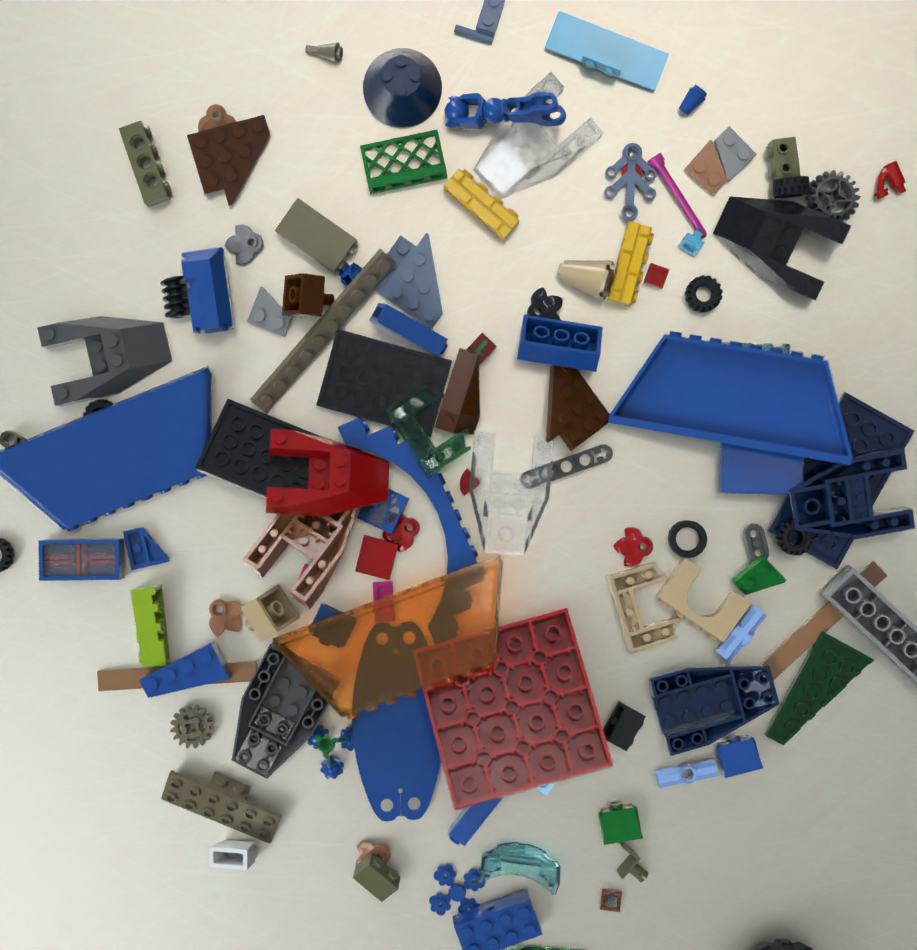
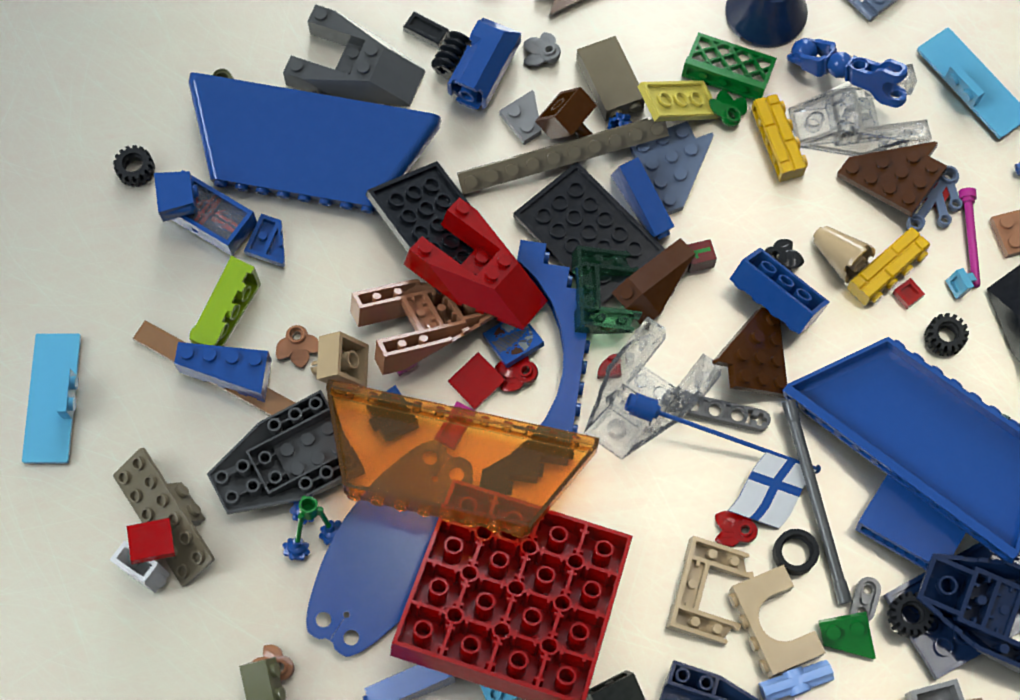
camera: 30 degrees right, 20 degrees down
(50, 567) = (175, 194): none -> blue torso
(73, 773) = (51, 399): none -> medium azure bracket
(139, 285) = (425, 29): none -> black tile
(198, 730) = (201, 422): dark tan gear -> none
(228, 836) = (150, 541): none -> red piece
(385, 226) = (677, 100): none -> light yellow tile
(424, 199) = (728, 109): none -> green plate
(592, 180) = (896, 175): none -> reddish brown wing
(629, 440) = (839, 583): none -> dark grey piece
(642, 502) = (772, 484): none -> flag

